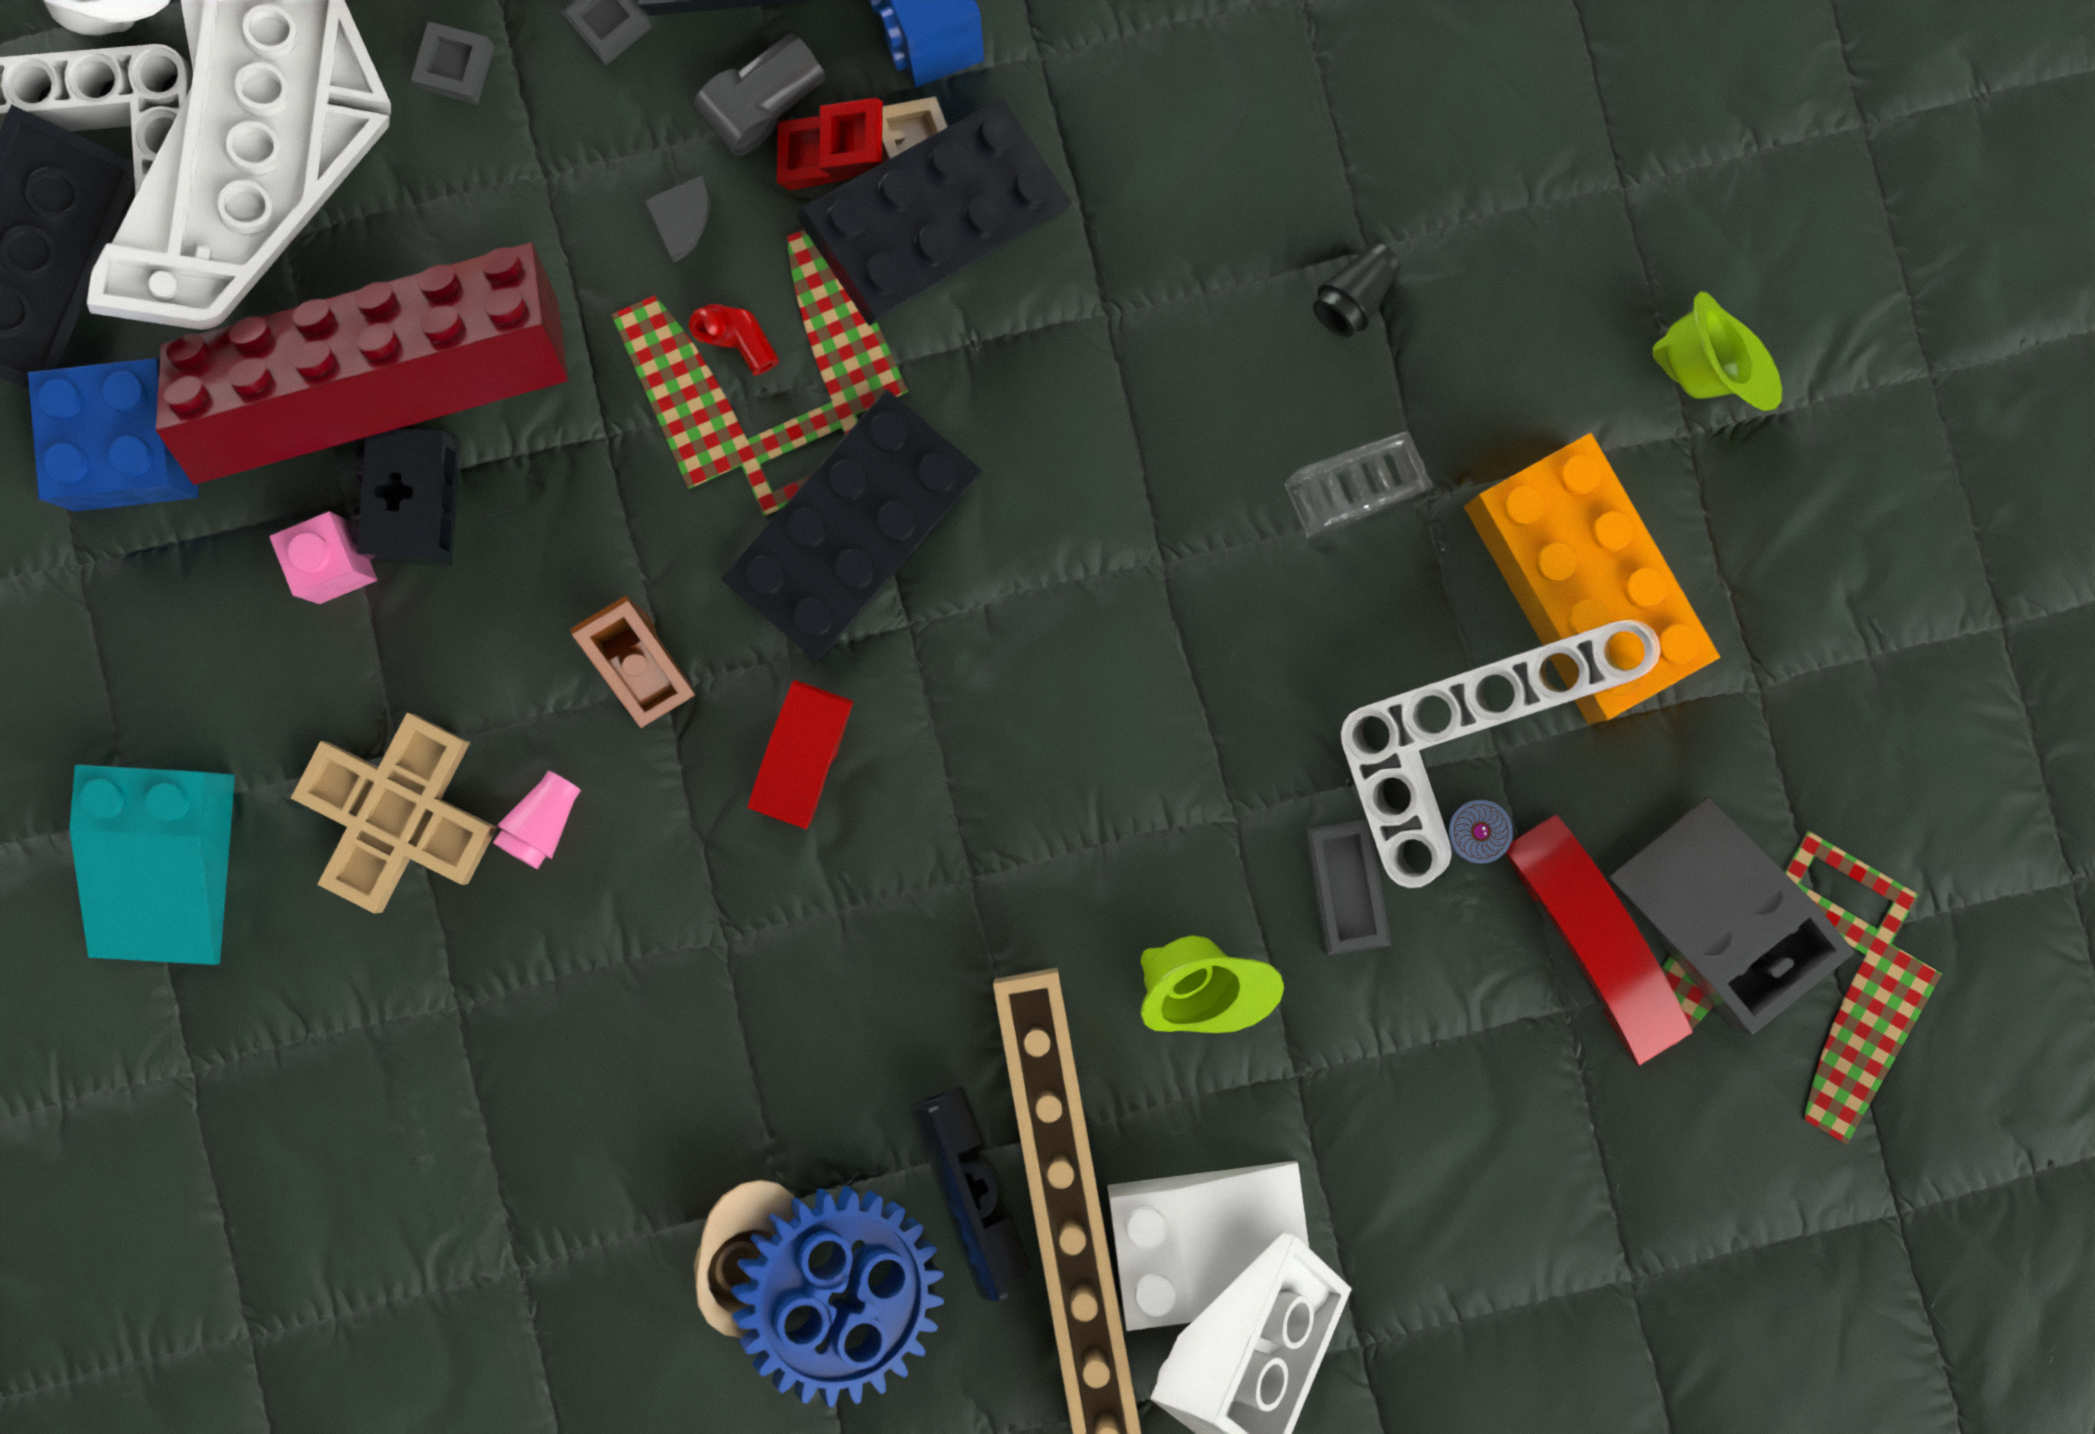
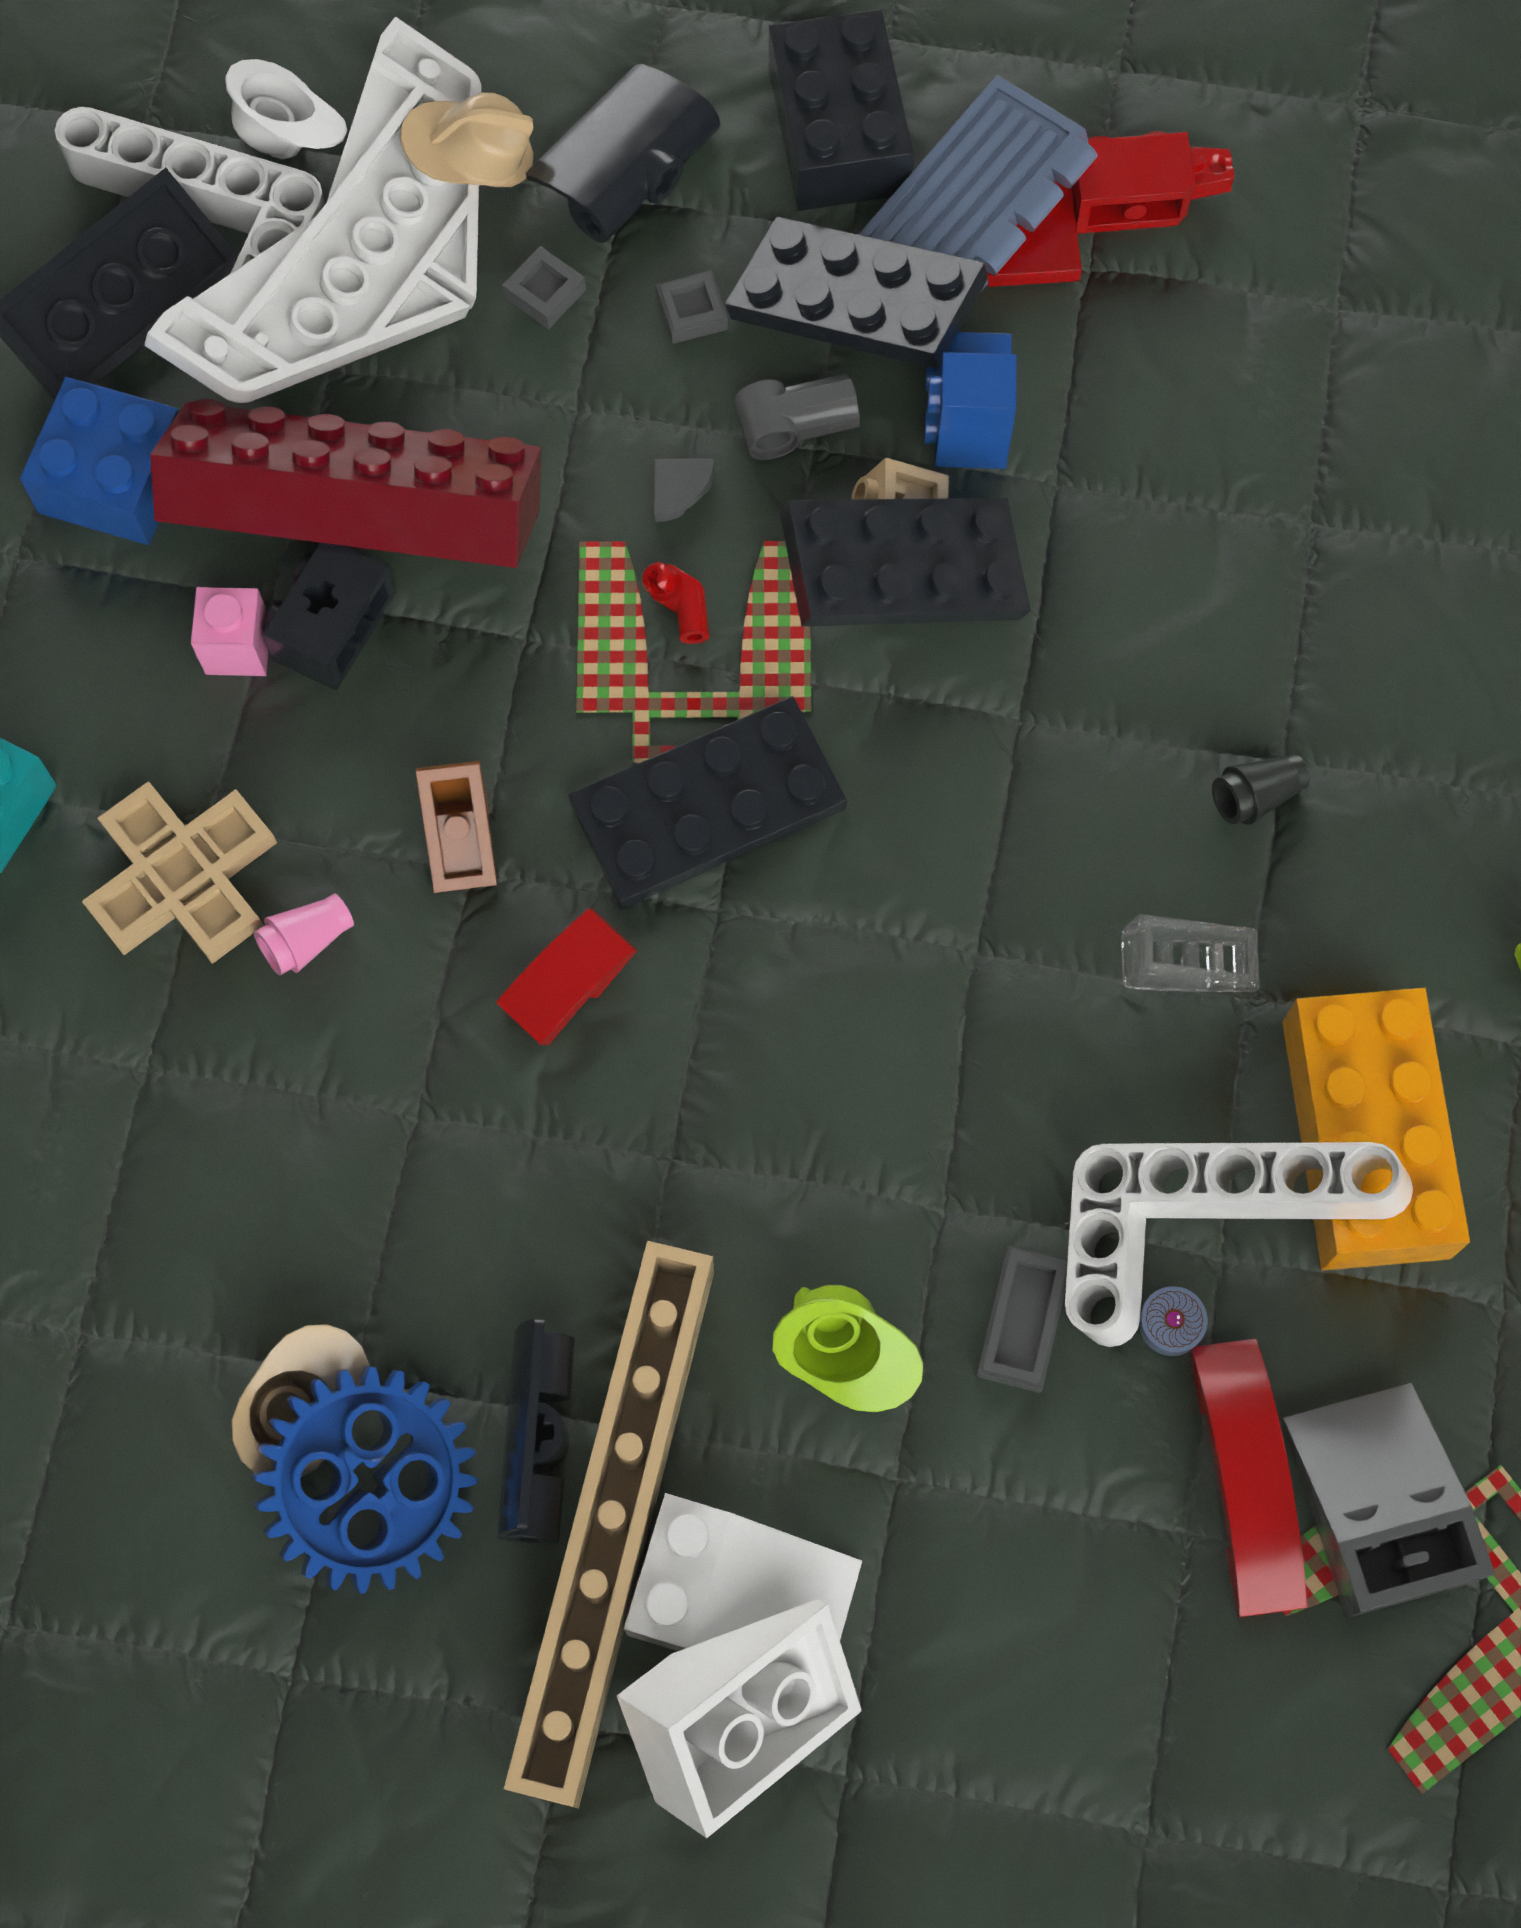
camera: 25 degrees right, 15 degrees down
(830, 146) = (841, 473): red slope -> none

